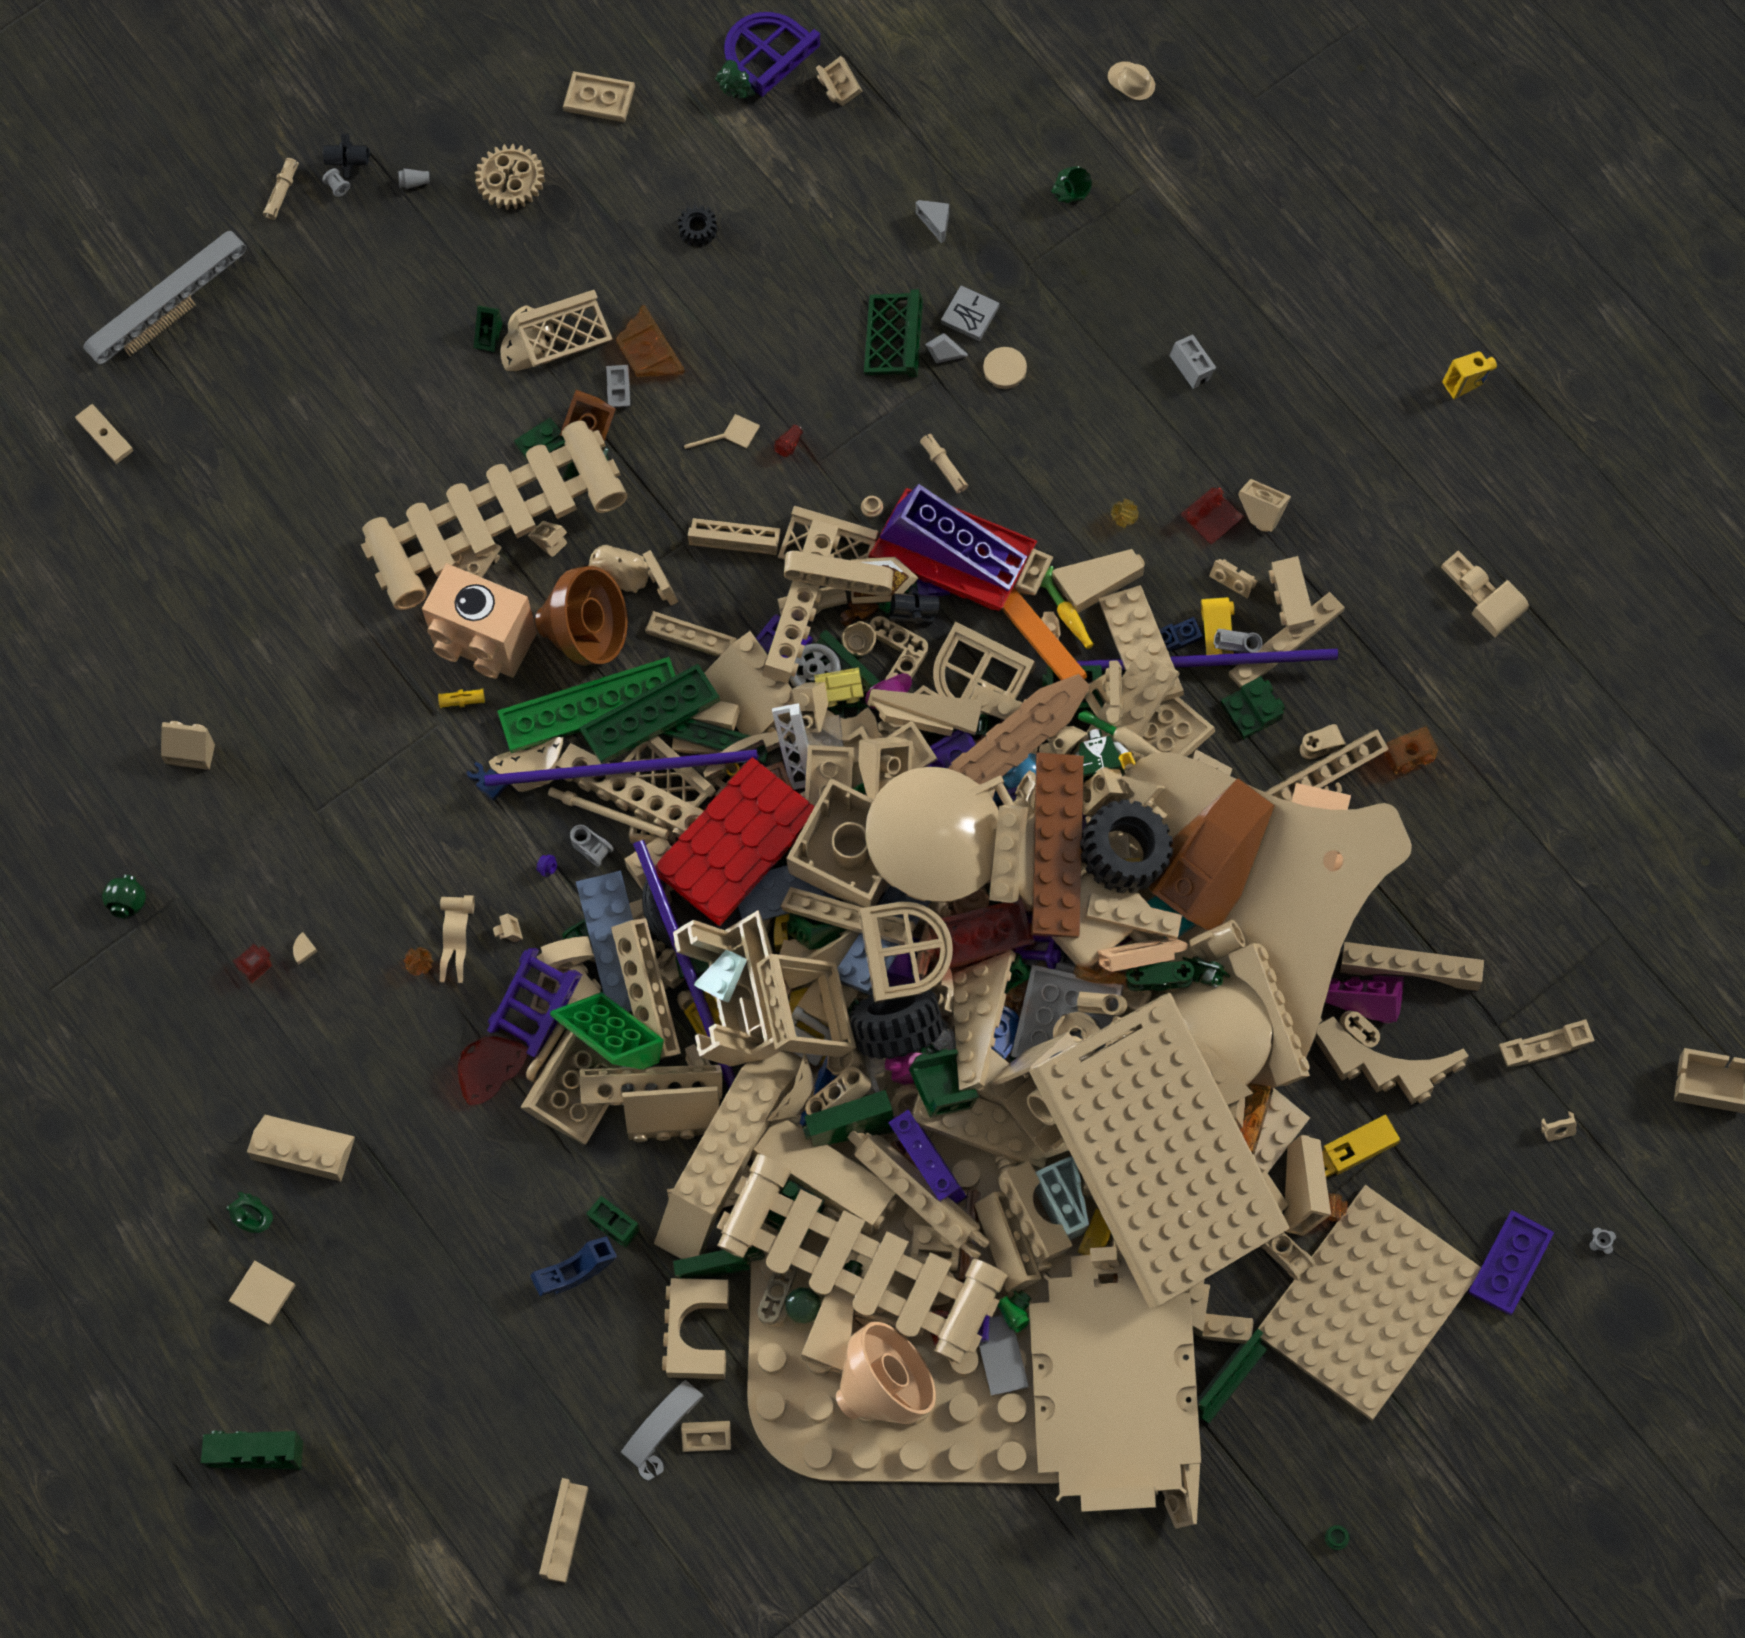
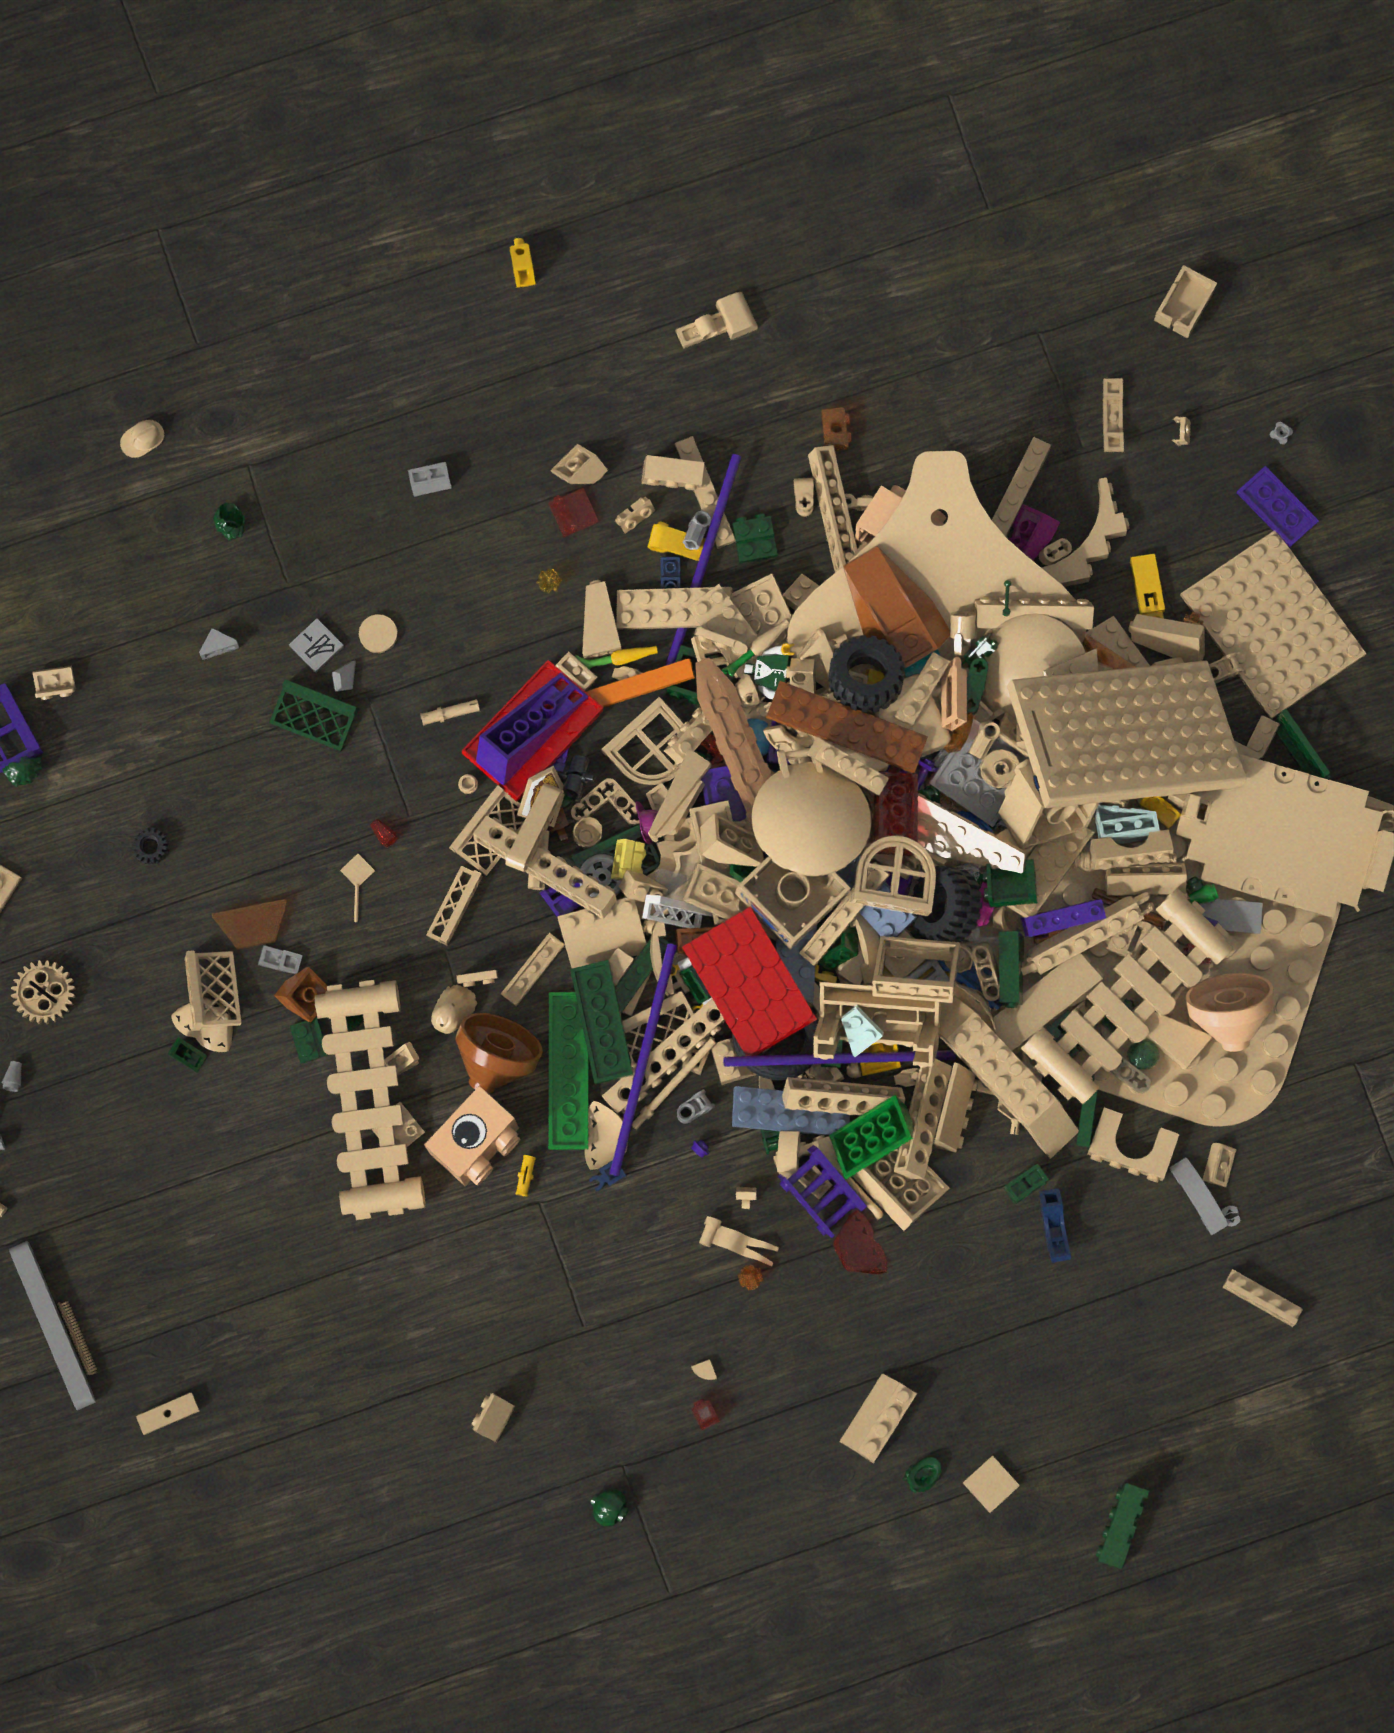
camera: 70 degrees left, 10 degrees up
(1255, 976) = (1006, 611): none -> dark green hinge

